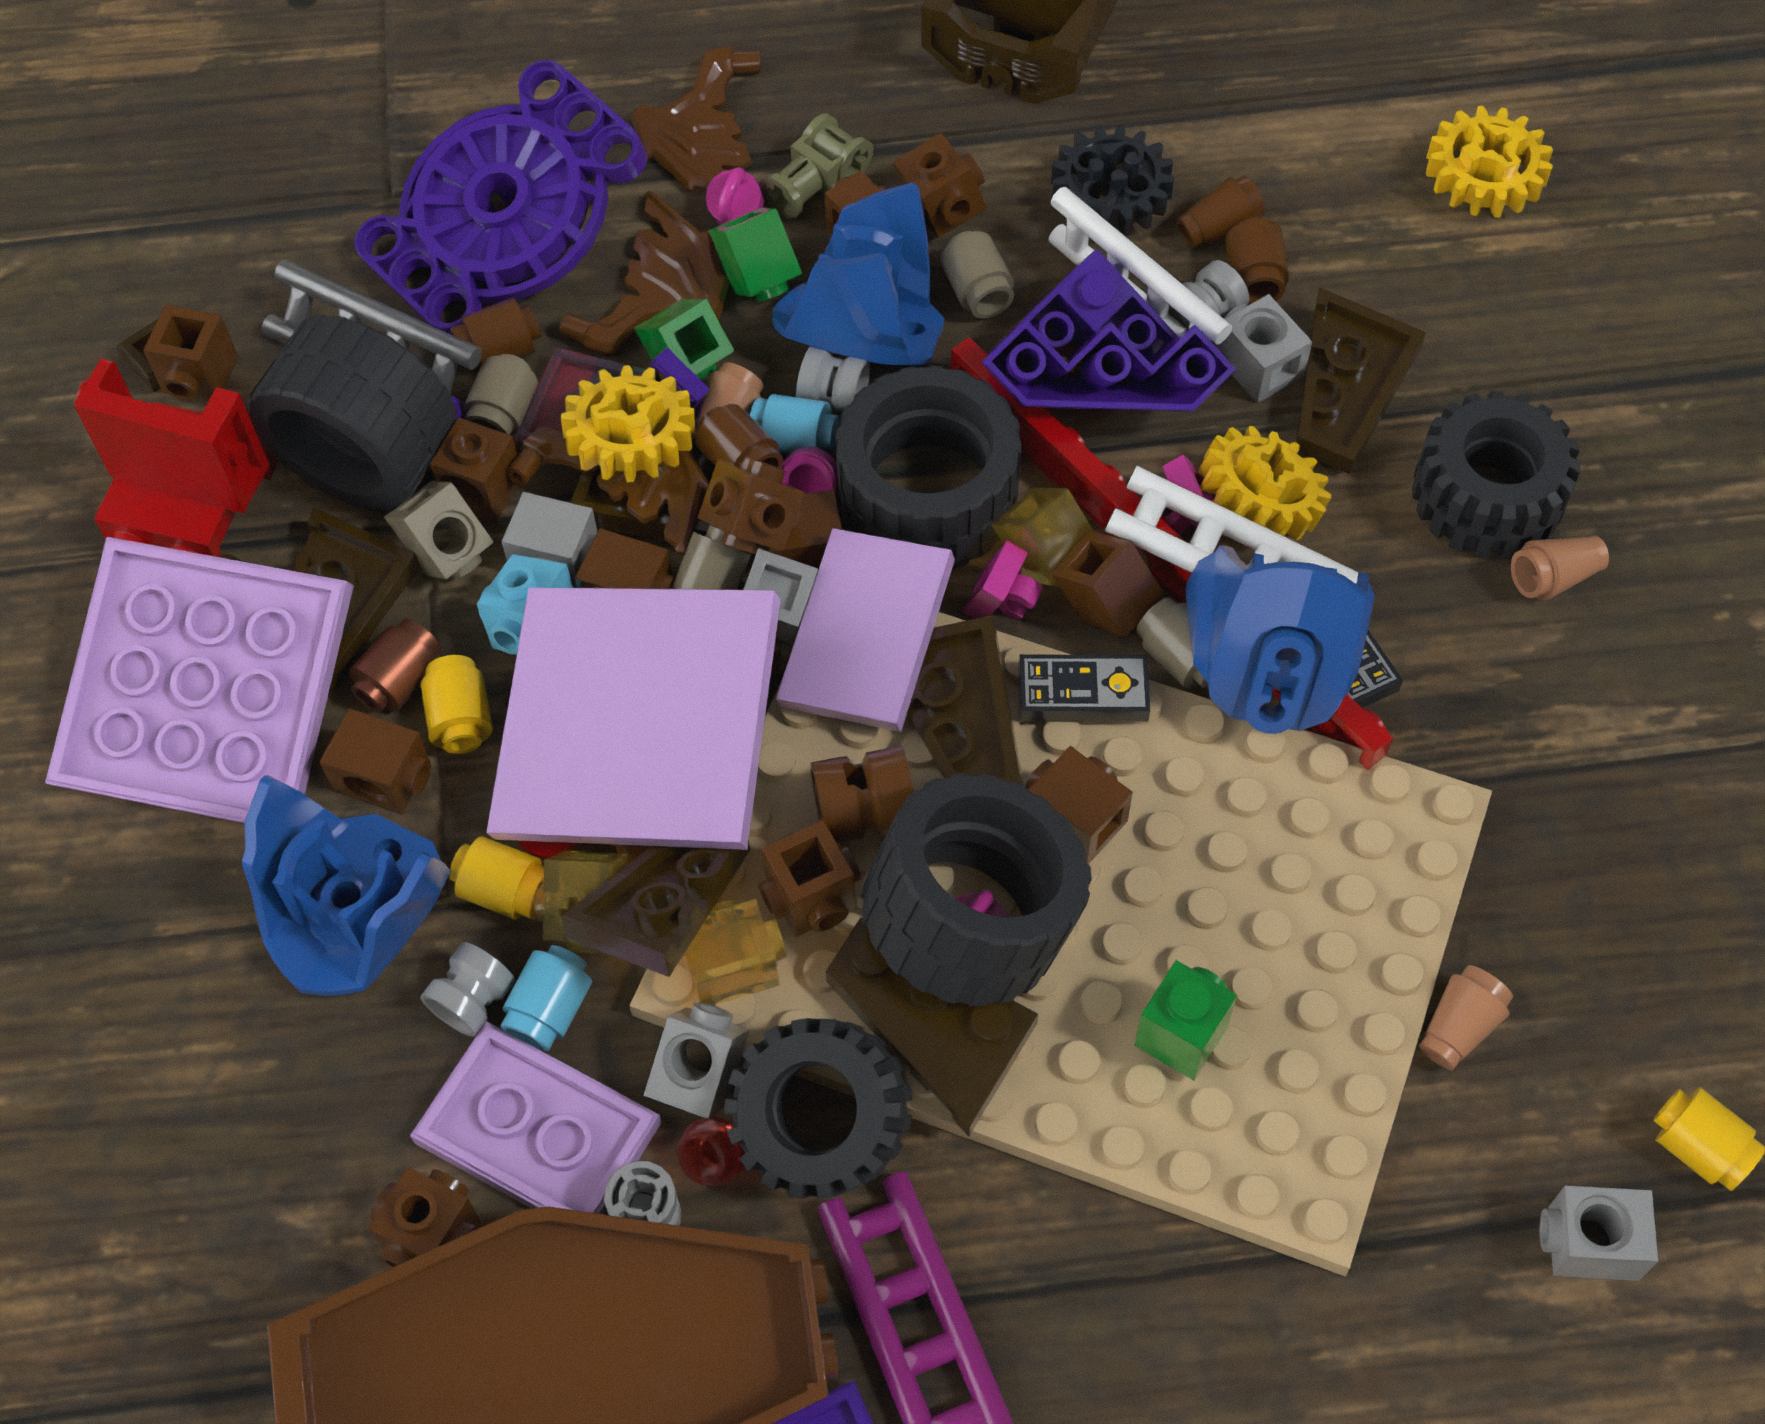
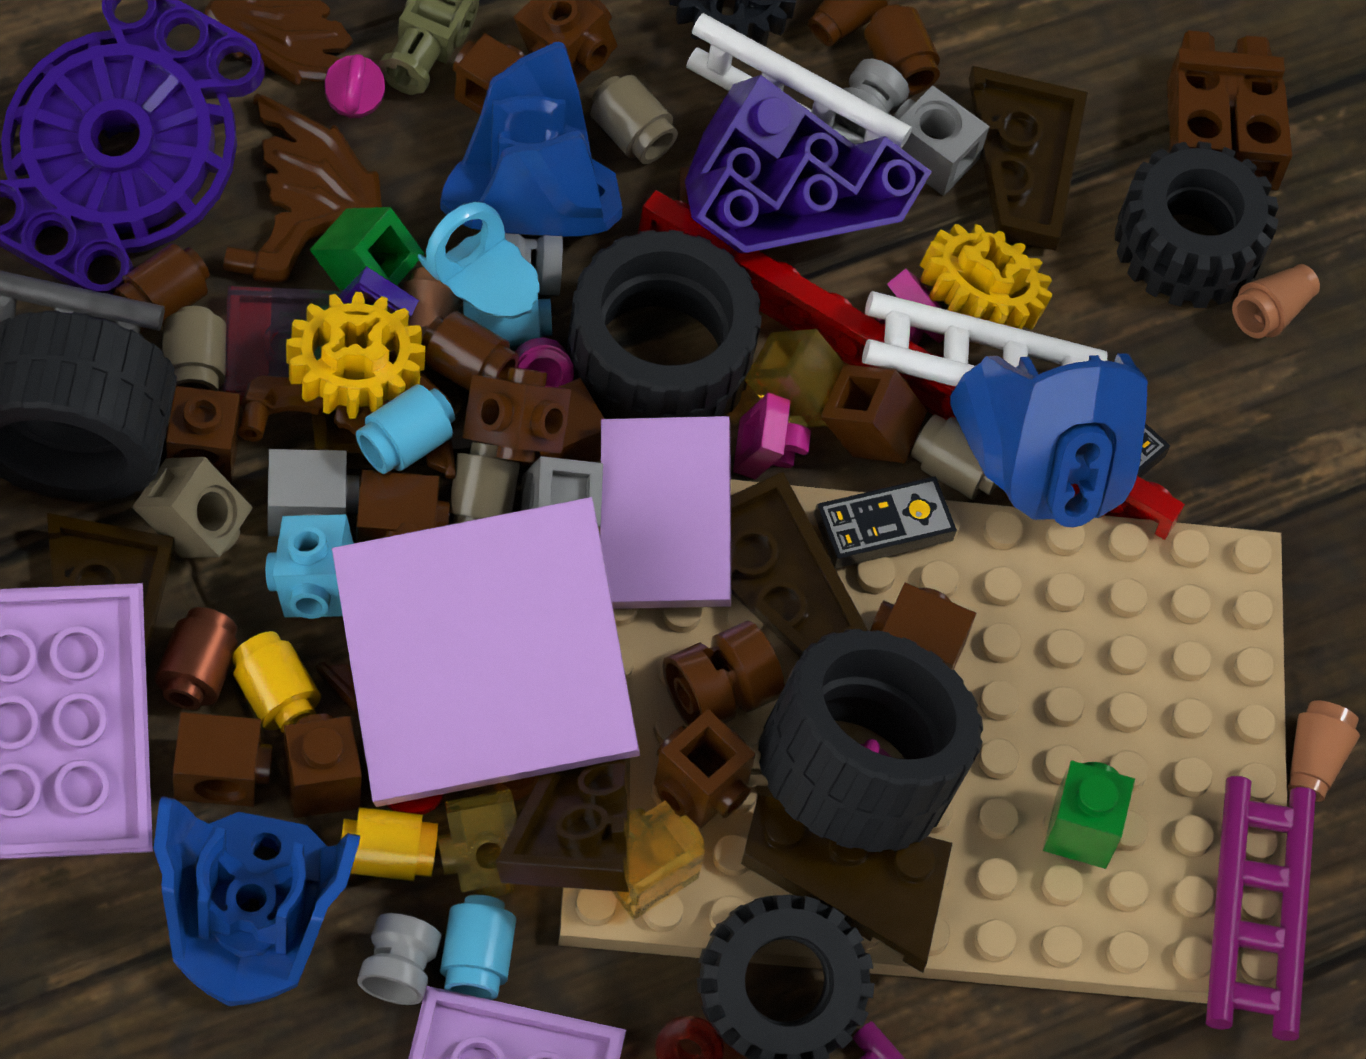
camera: 30 degrees left, 0 degrees up
(460, 787) = (322, 765): none -> reddish brown brick
(646, 497) = (406, 429): none -> medium azure brick
(677, 1080) = (656, 996): light grey brick -> none
(756, 254) = (406, 143): green brick -> none
(776, 378) = (483, 267): none -> medium azure piece
(1357, 1204) = (1232, 932): none -> magenta bar
(1574, 358) = (1231, 101): none -> reddish brown hips

